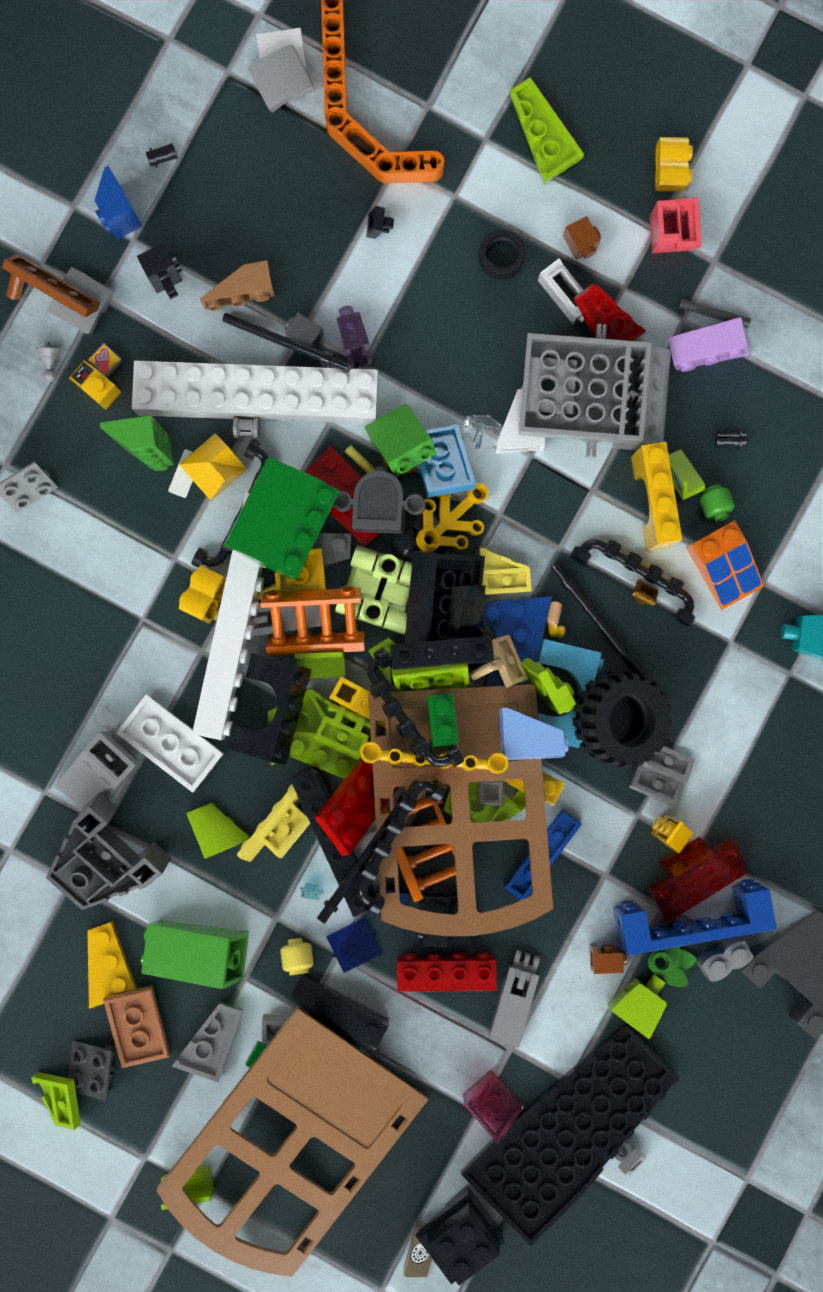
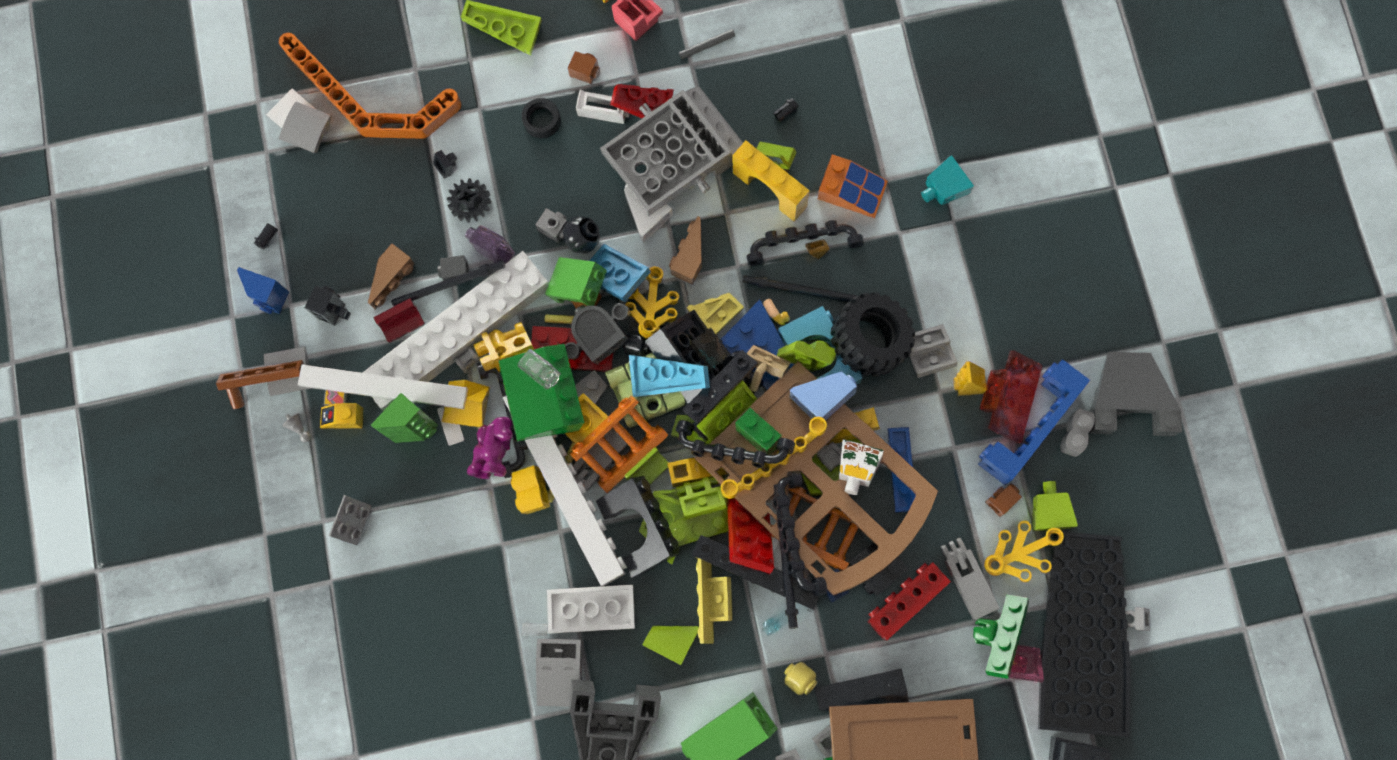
camera: 30 degrees left, 10 degrees down
(148, 390) = (382, 386): none -> white tile
(200, 528) = (491, 449): none -> magenta animal
(217, 339) = (399, 320): none -> dark red panel
(287, 444) = (502, 346): none -> yellow hips
(292, 499) = (539, 369): none -> clear brick
(354, 945) = (831, 638): clear blue piece -> none
(379, 282) = (477, 197): none -> black gear
(401, 598) = (661, 376): none -> medium azure wing
(426, 367) = (552, 225): none -> light grey brick
(443, 399) = (581, 234): none -> black plant
(481, 431) = (623, 235): clear panel -> none
(499, 1073) = (1002, 635): none -> plate
(503, 827) = (858, 465): none -> torso
(519, 506) = (689, 259): none -> medium nougat slope
(579, 1017) = (1021, 553): none -> yellow plant
(675, 963) = (1048, 463): bright green plate -> none
(709, 345) = (721, 64): lavender wedge -> none
(717, 503) = (811, 154): bright green head -> none

